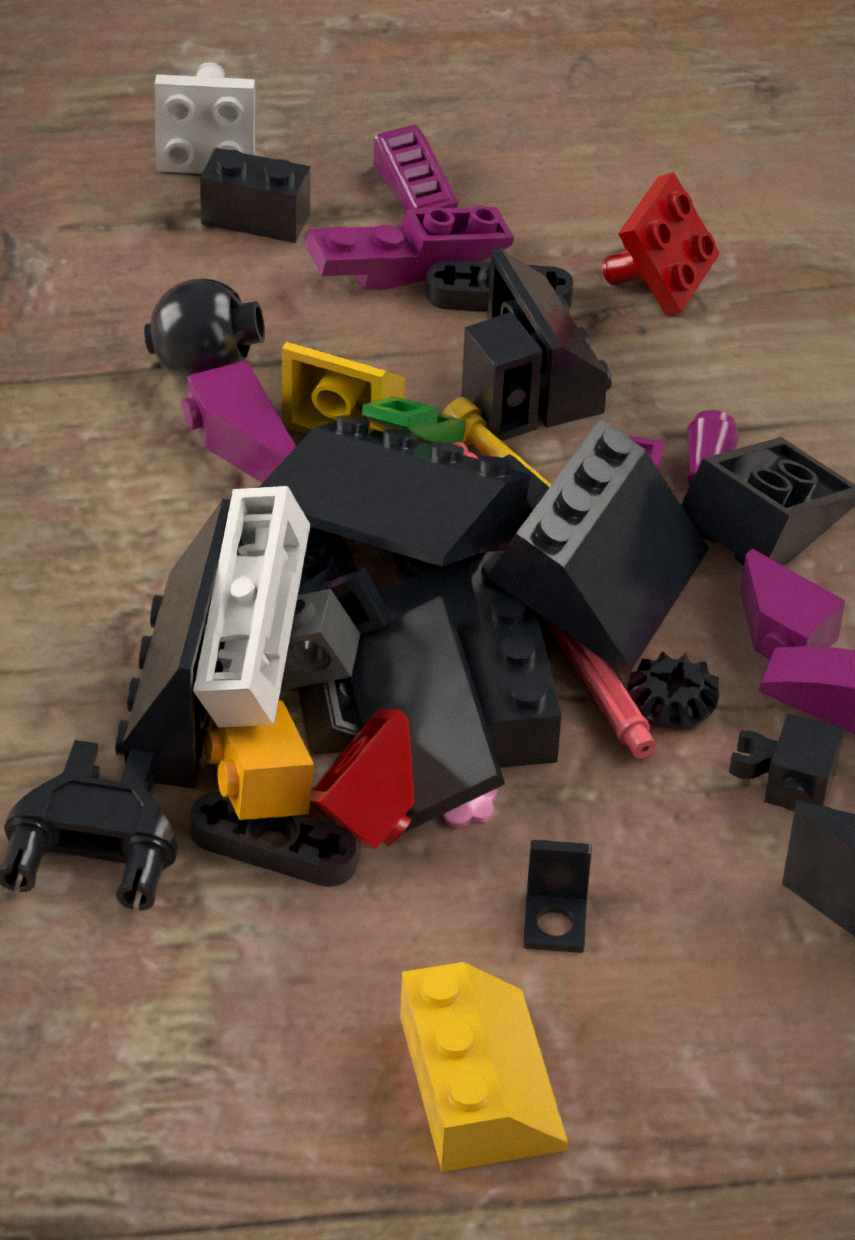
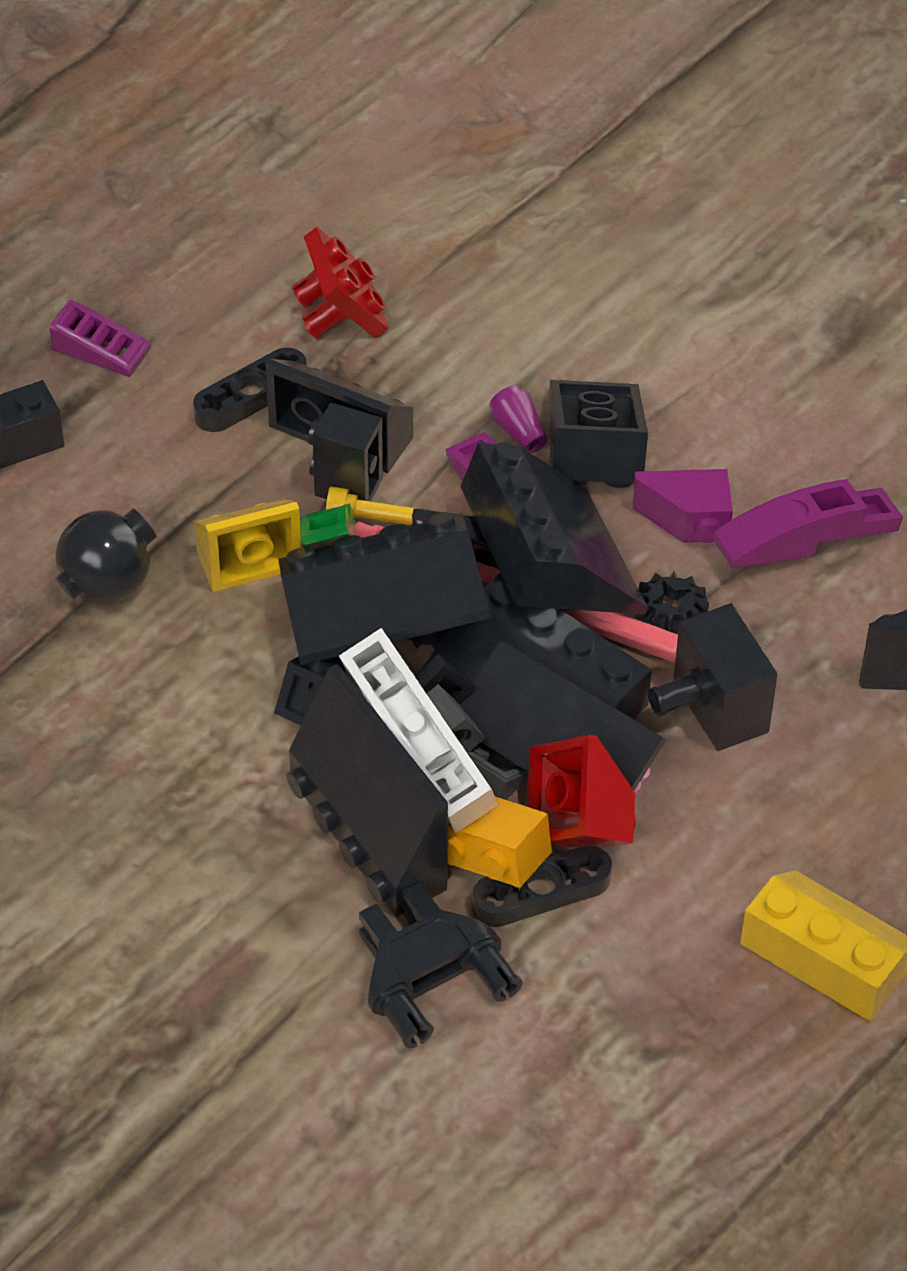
camera: 40 degrees left, 5 degrees up
(237, 419) = (204, 610): magenta slope -> none
(402, 254) = (165, 398): magenta slope -> none
(557, 884) = (749, 786): black bracket -> none
(621, 769) = (720, 678): none -> black brick
(798, 763) = (801, 599): black brick -> none

